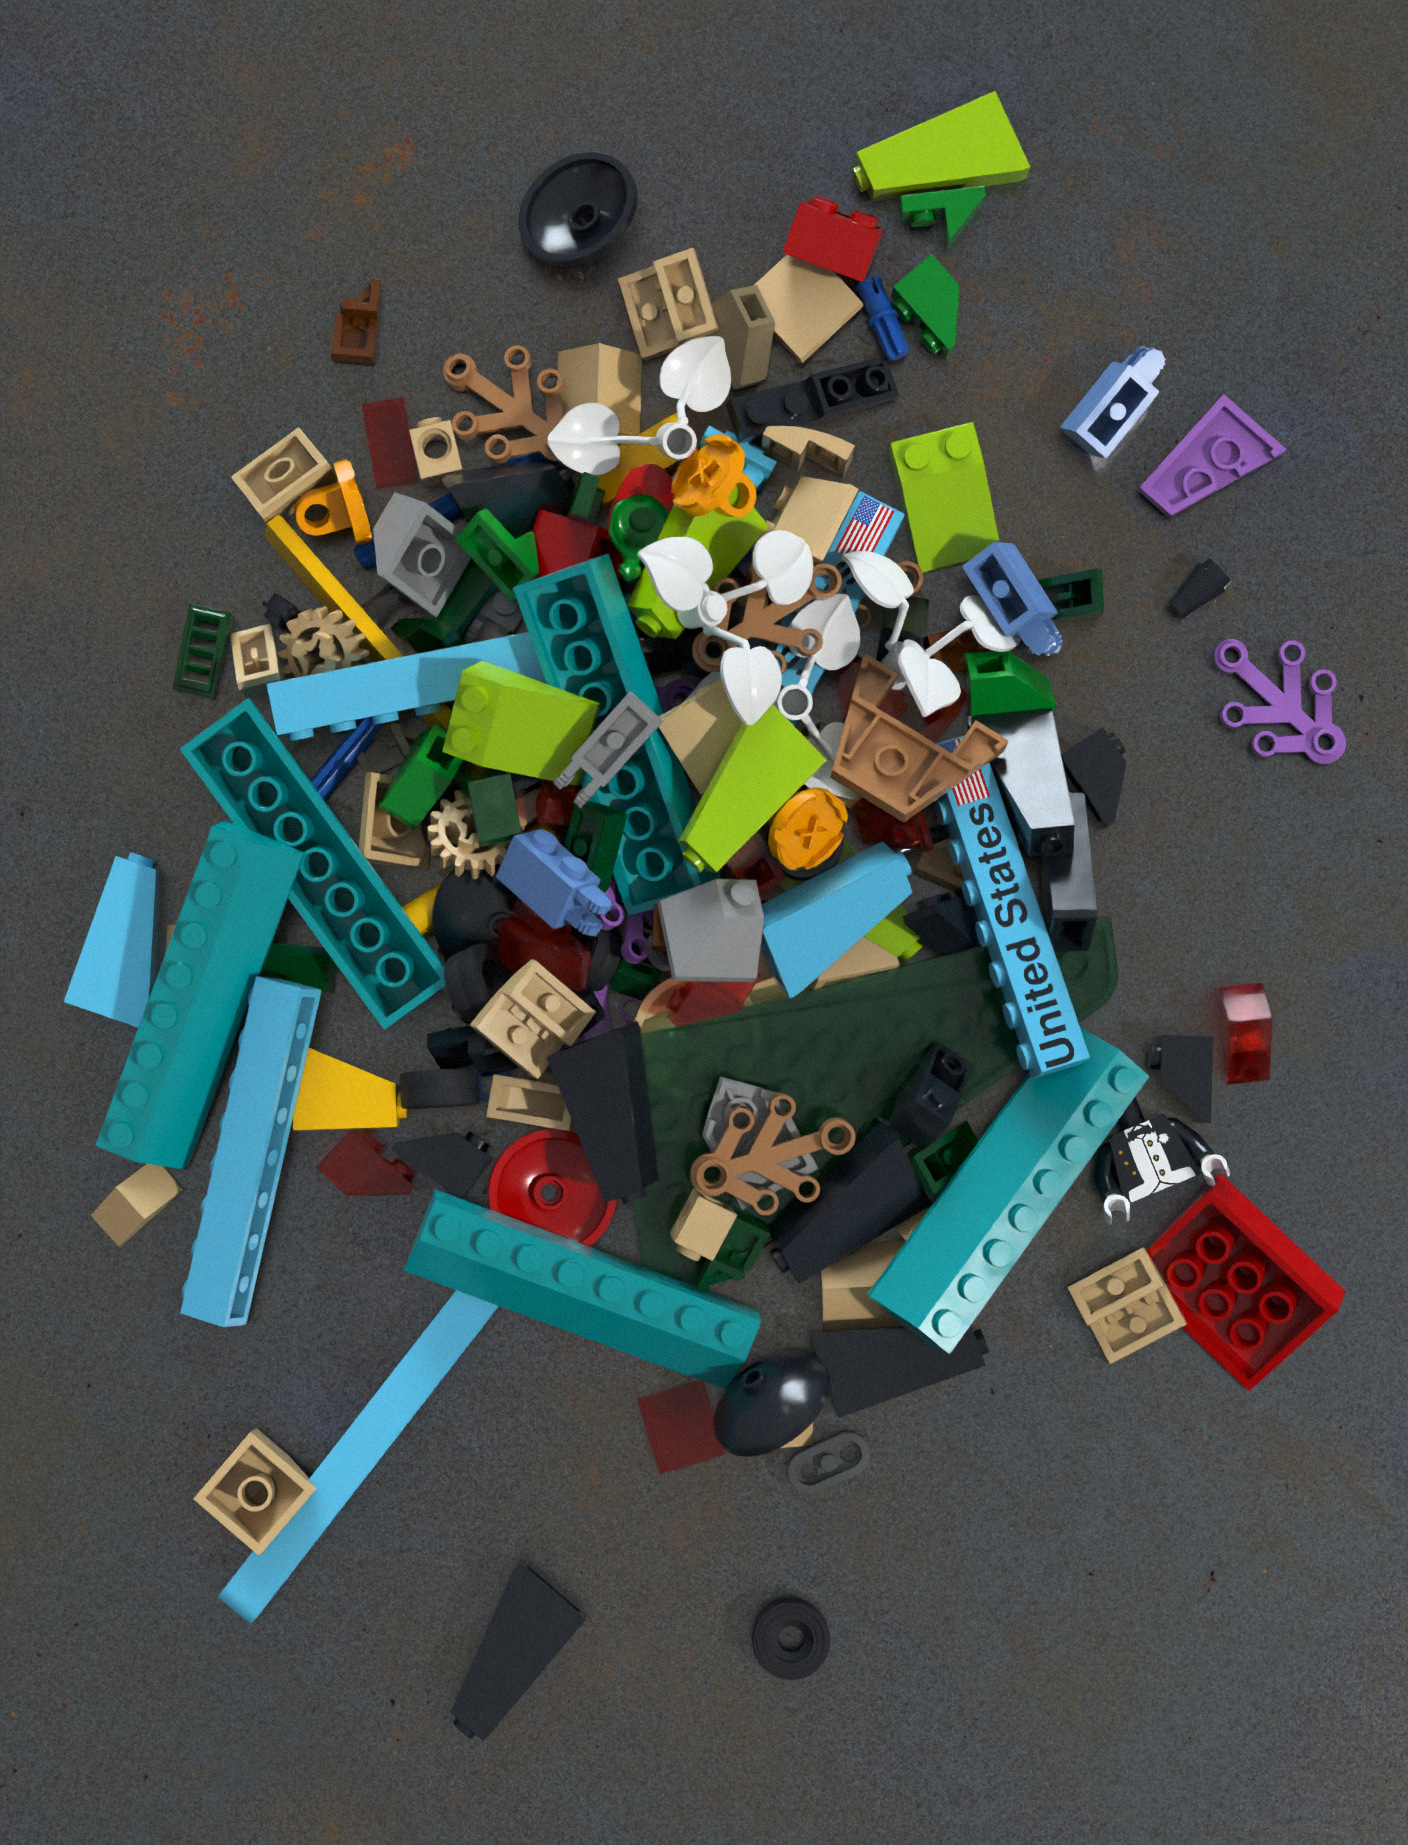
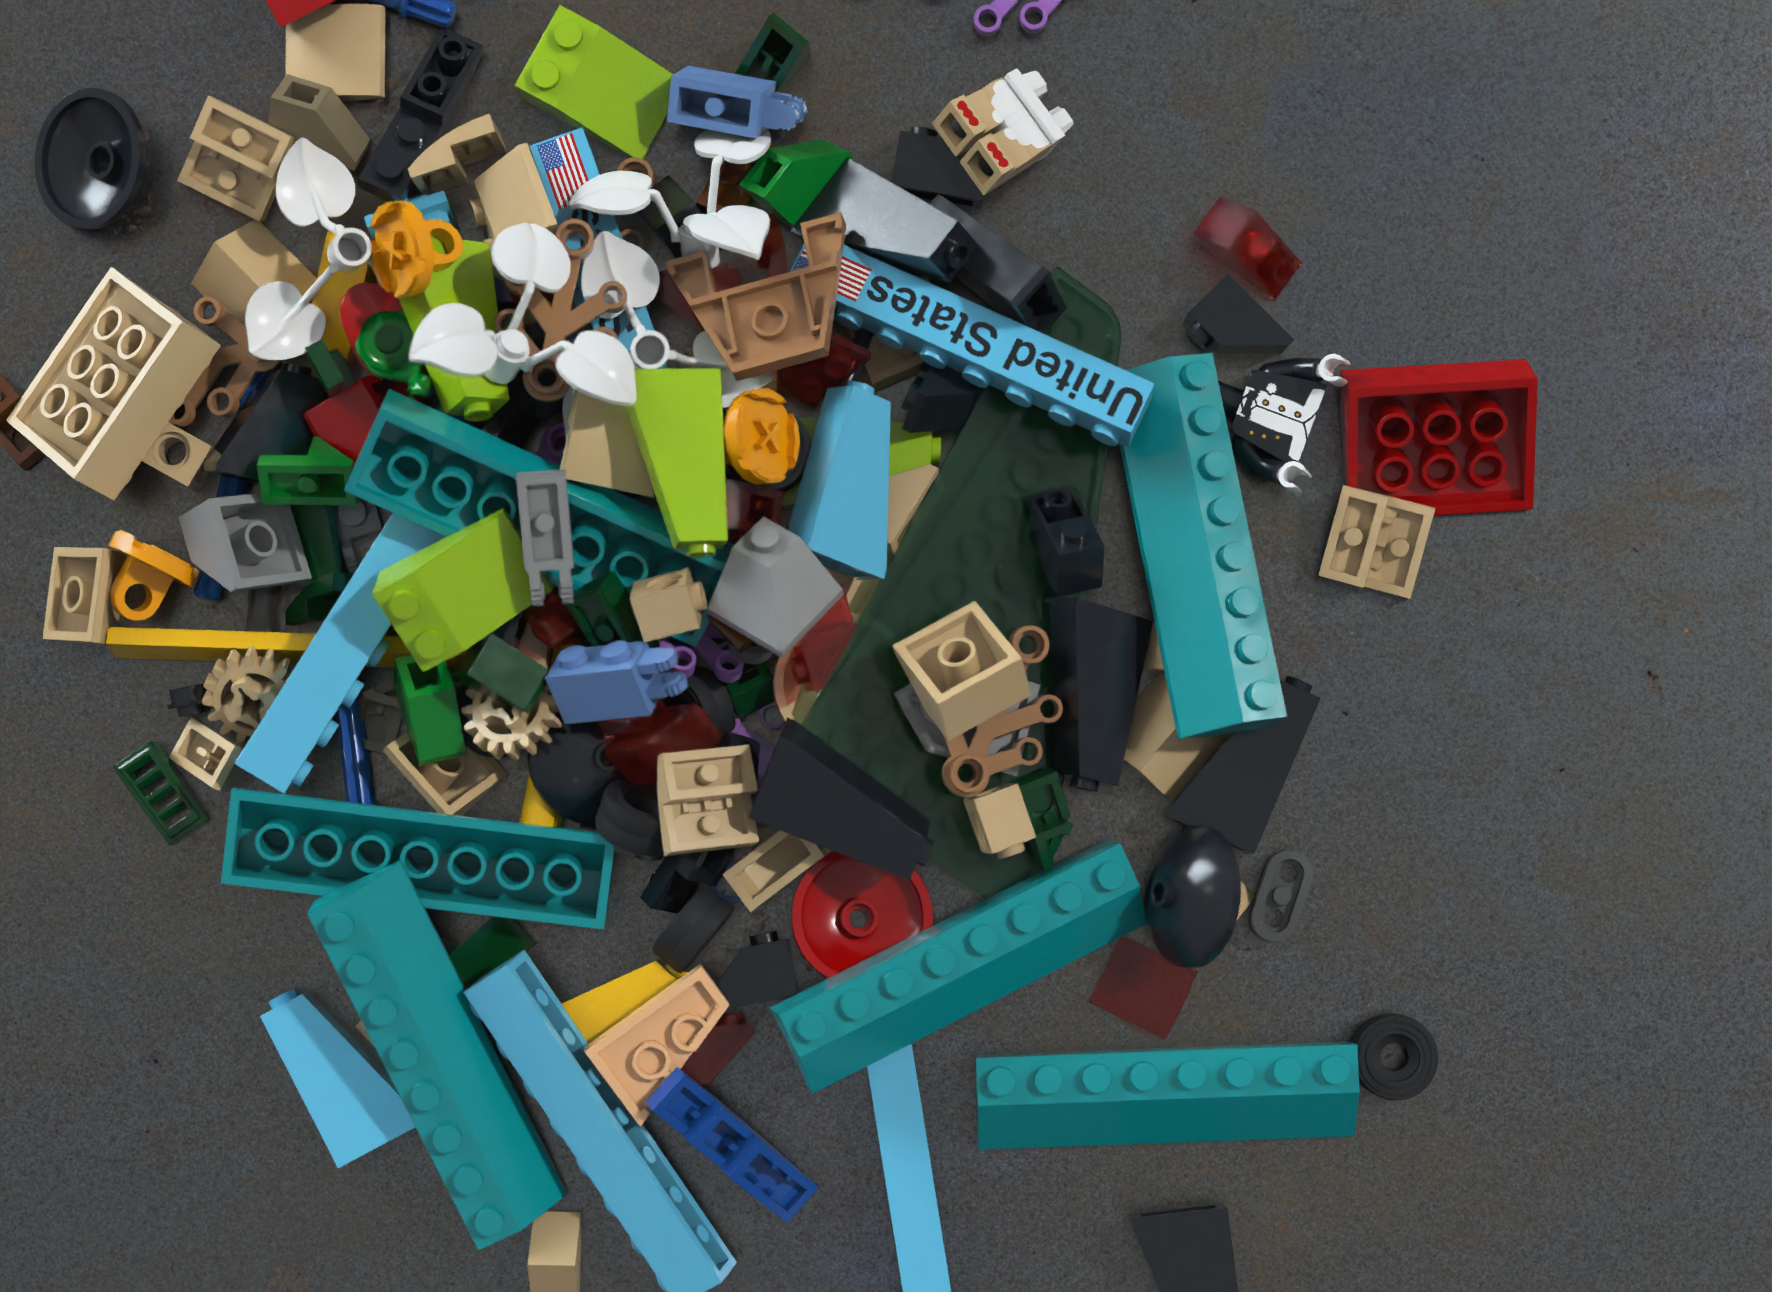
camera: 40 degrees left, 0 degrees up
(320, 1248) = (731, 1144): none -> blue slope
(343, 1133) = (657, 1038): none -> light nougat wing
(390, 443) = (152, 496): clear red tile -> none
(442, 365) = (112, 384): none -> tan slope
(623, 1509) = (1166, 1095): none -> teal slope
(638, 871) = (668, 604): none -> tan brick
(777, 1108) = (963, 670): none -> tan slope
(942, 1157) = (1123, 576): dark green slope -> none
(1184, 796) = (1003, 126): none -> hips

